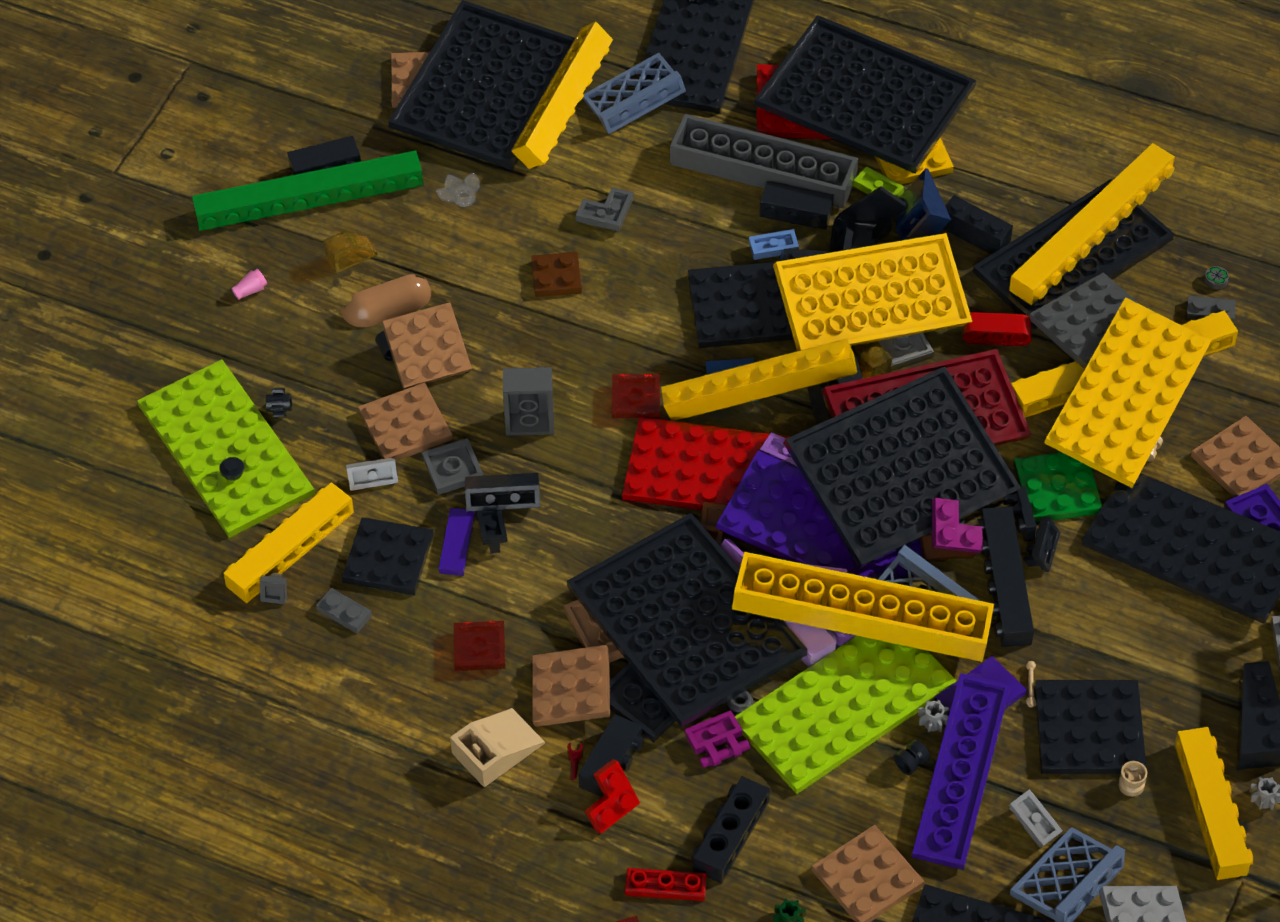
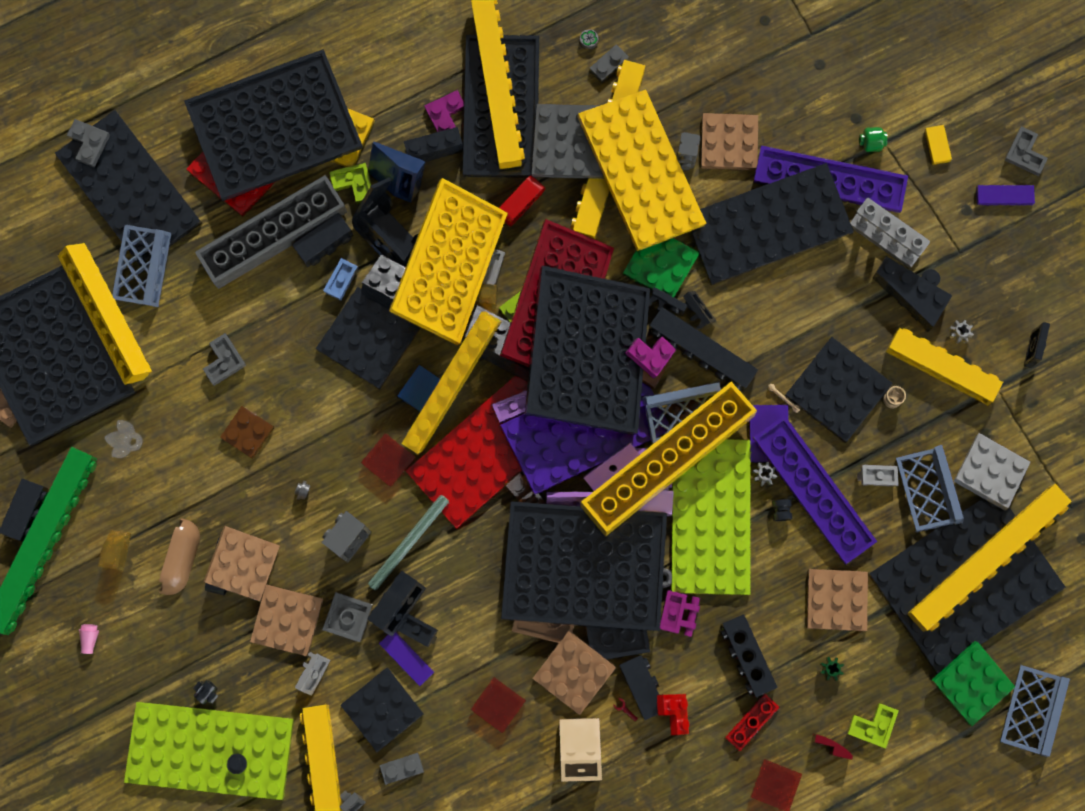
camera: 50 degrees left, 25 degrees up
(541, 349) = (302, 490): none -> flat silver plate
(571, 463) = (408, 542): none -> sand green axle
(1021, 212) = (442, 109): none -> magenta plate
(1191, 422) = (688, 150): none -> dark grey brick

